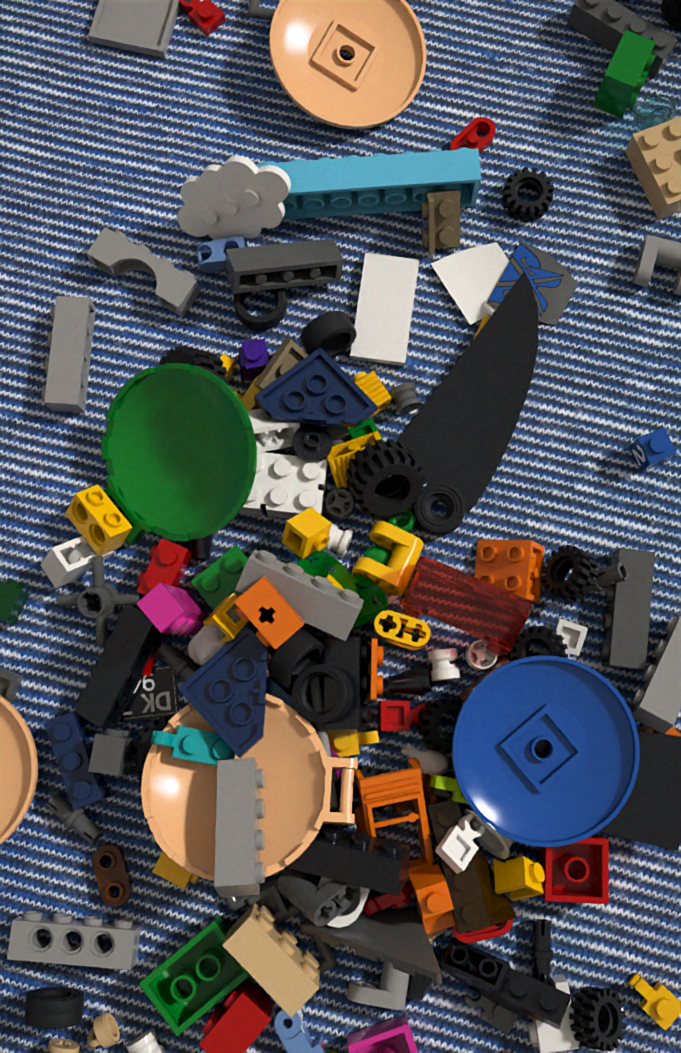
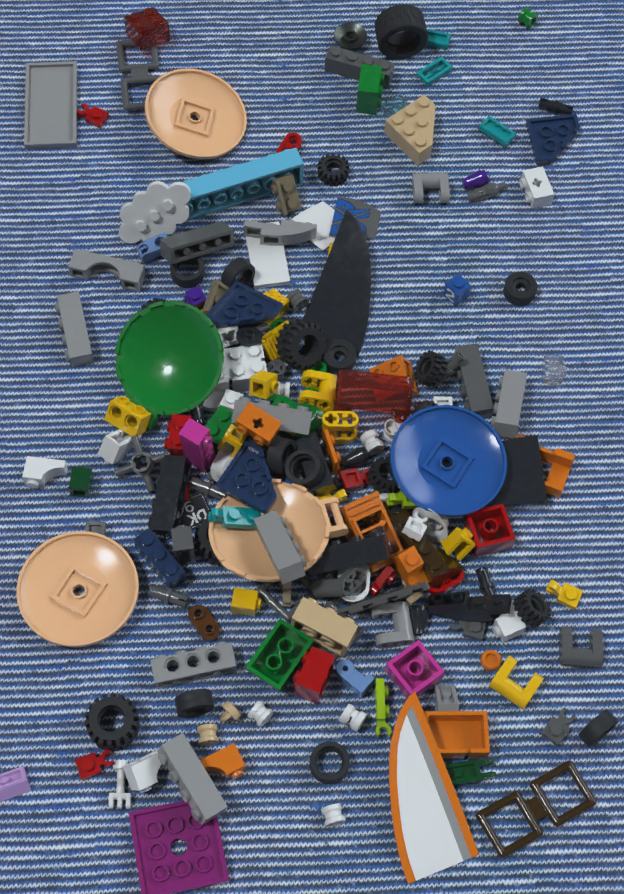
camera: 25 degrees left, 15 degrees down
(248, 535) = (224, 398): none -> white arch
(423, 286) = (287, 233): none -> light grey slope

